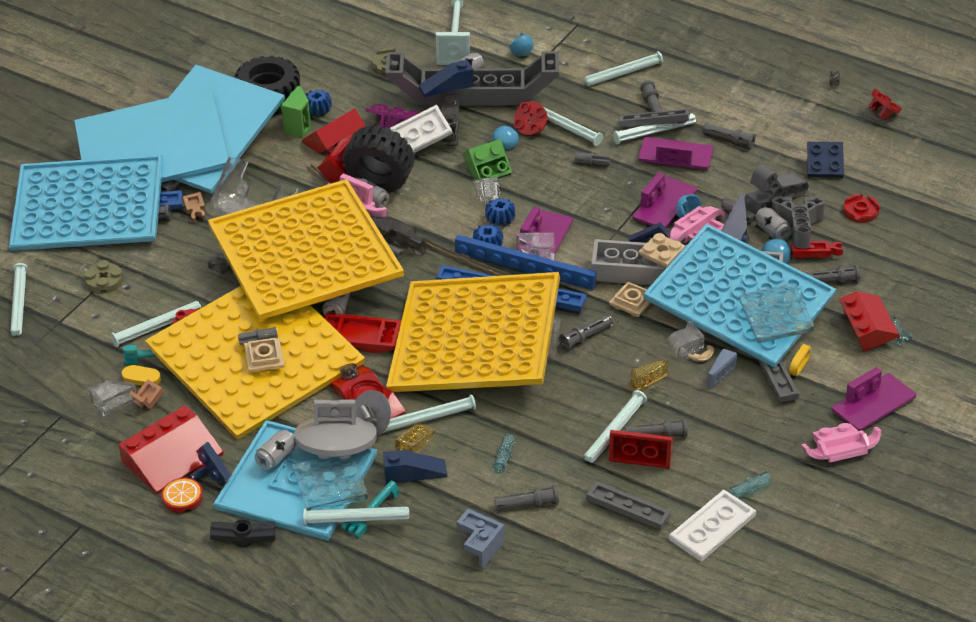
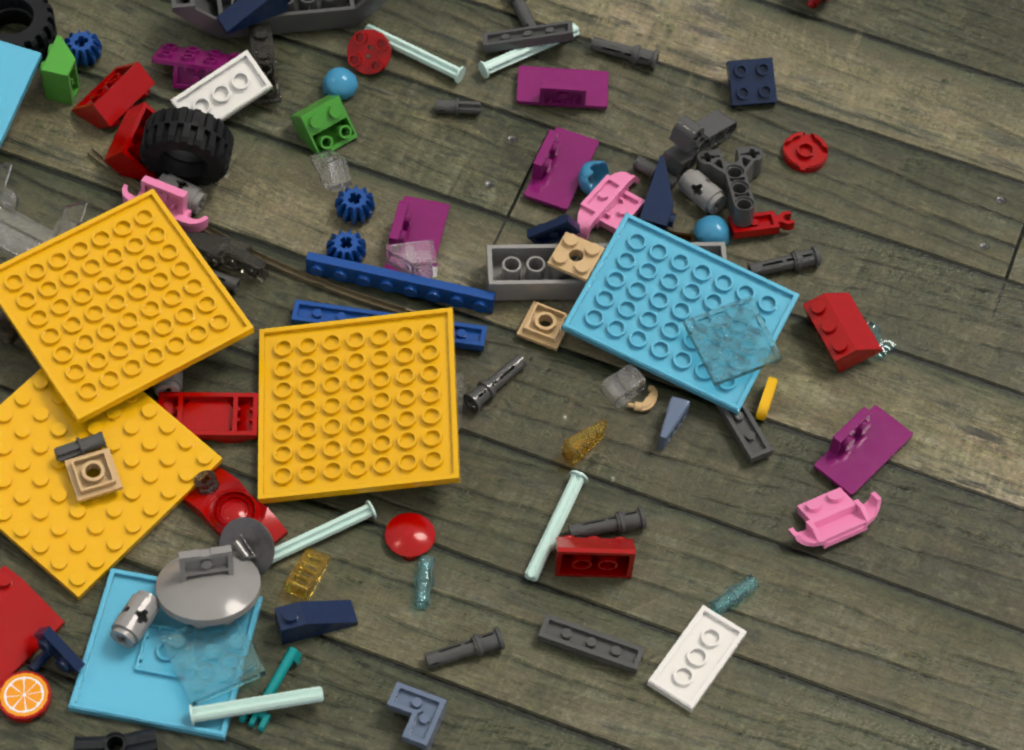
camera: 15 degrees left, 15 degrees up
(499, 422) = (409, 535): none -> red dish

